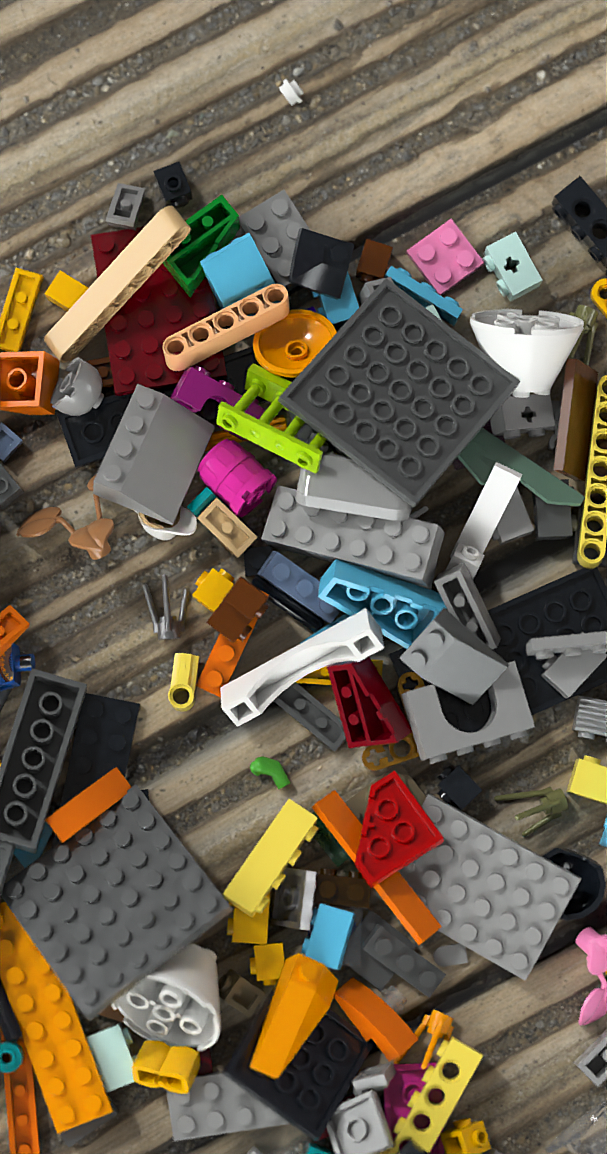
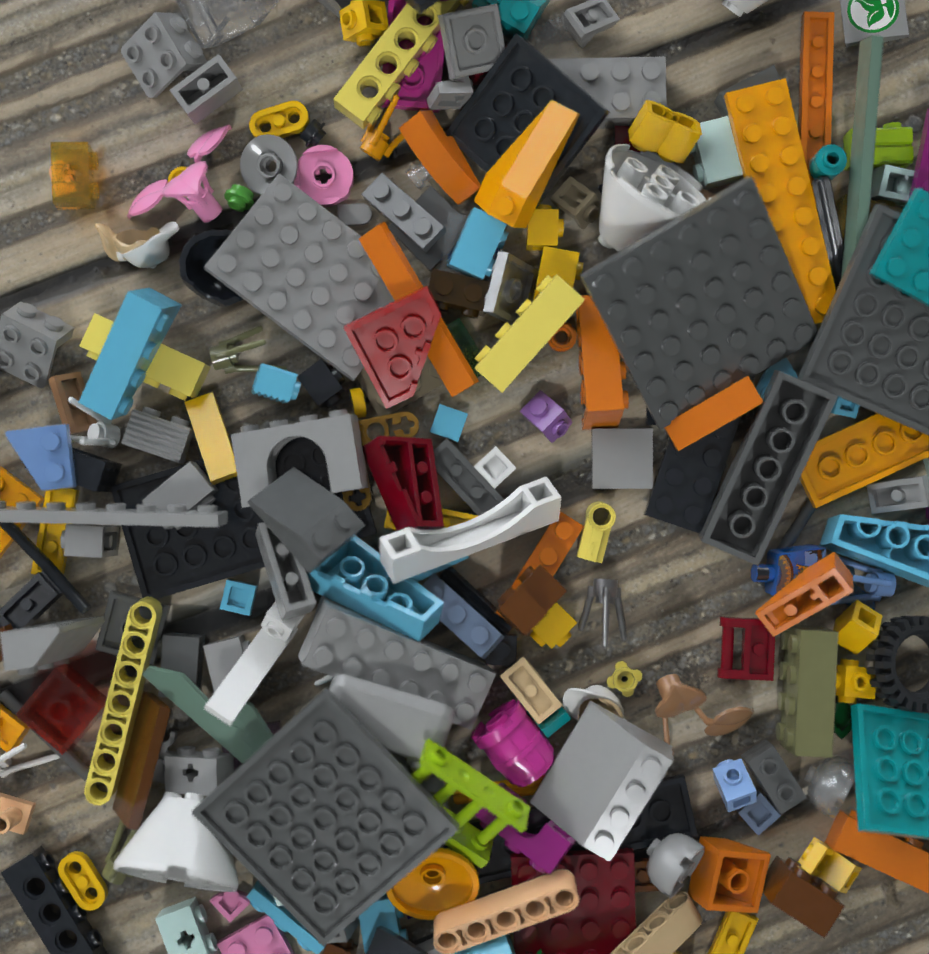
camera: 170 degrees left, 5 degrees up
(20, 589) = (757, 650): none -> dark red plate
(29, 465) = (734, 784): none -> light blue brick
(137, 541) = (627, 687): none -> light yellow plate
(167, 754) = (622, 458): none -> light grey tile
(198, 828) = (601, 371): none -> orange wedge
(228, 862) = (571, 335): none -> orange plate
(243, 784) = (546, 416): none -> medium lavender bracket
(270, 767) = (514, 429): bright green arm -> none
(285, 730) = (495, 467): none -> white plate
(334, 766) = (448, 423): none -> medium azure tile
(422, 774) = (358, 402): none -> yellow tile
(474, 1000) = (335, 163): none -> bright pink plate
(477, 300) = (230, 903): none -> bright pink tile
(499, 1027) = (313, 133): none -> black plate
(501, 780) = (276, 384): none -> medium azure brick
(508, 579) = (238, 597): none -> medium azure plate
(533, 1035) = (278, 118): none -> yellow plate
(550, 991) = (258, 156): none -> light grey dish
(553, 723) = (212, 437): none -> yellow tile
(560, 955) = (239, 198): none -> bright green plate

